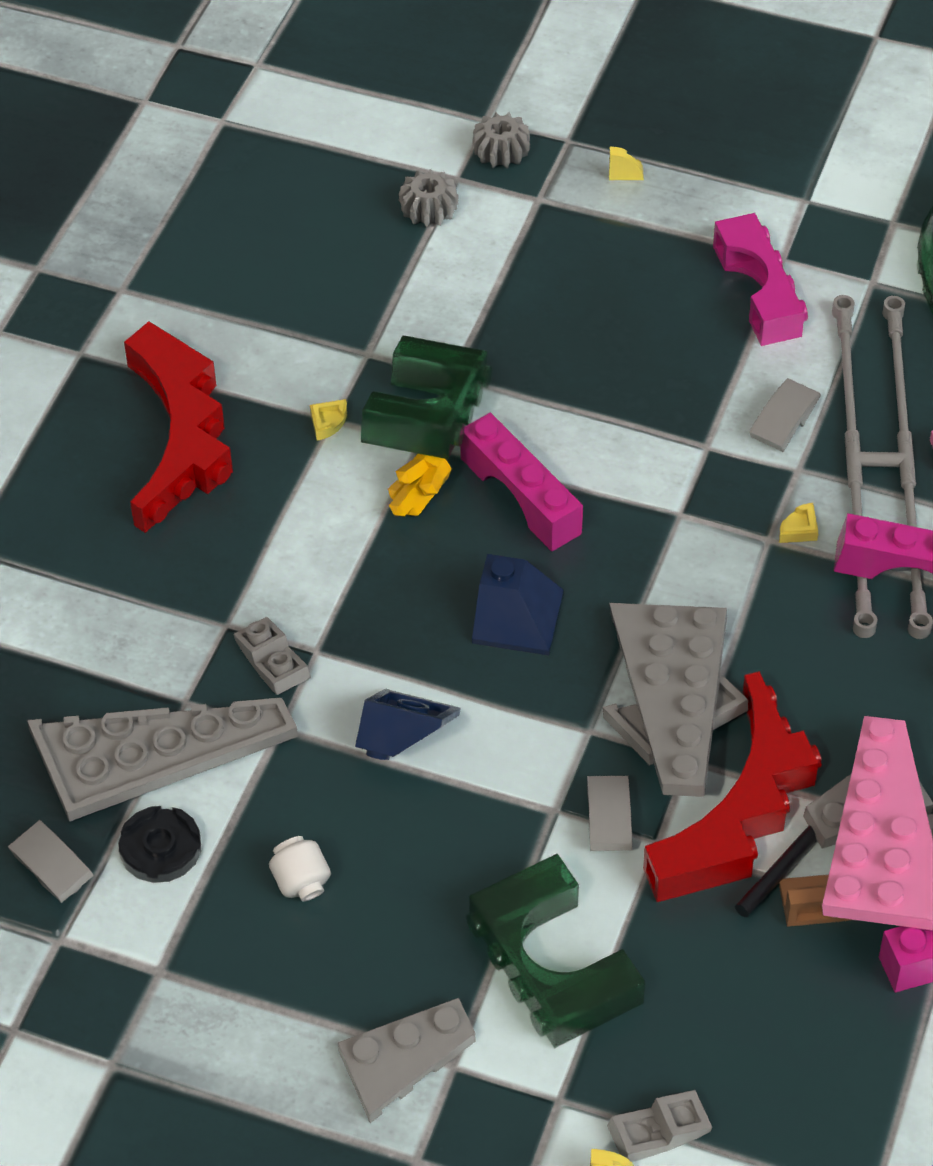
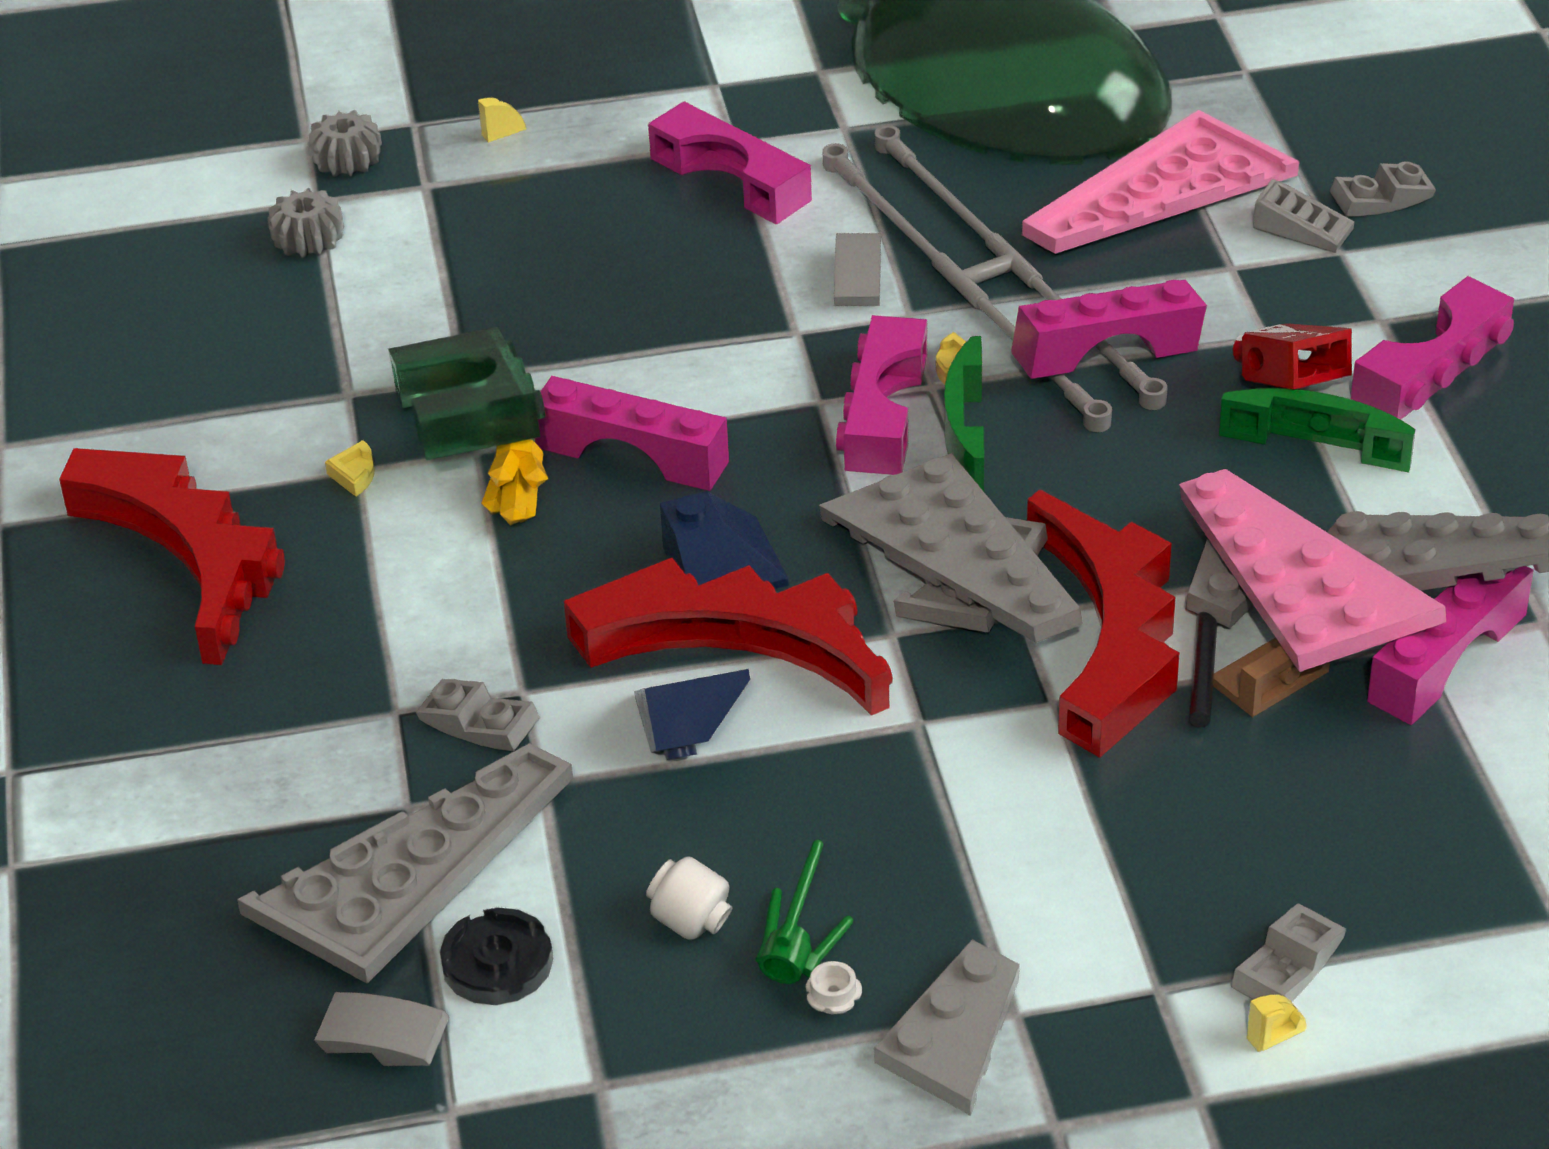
camera: 30 degrees left, 10 degrees down
(335, 940) = (787, 950): none -> green plant
(342, 975) = (833, 988): none -> white plate
(447, 638) = (736, 611): none -> red arch
(559, 1002) = (1080, 890): clear green arch -> none
(609, 813) = (987, 693): light grey slope -> none
(747, 505) = (876, 427): none -> dark pink arch
(784, 548) = (962, 386): none -> green slope

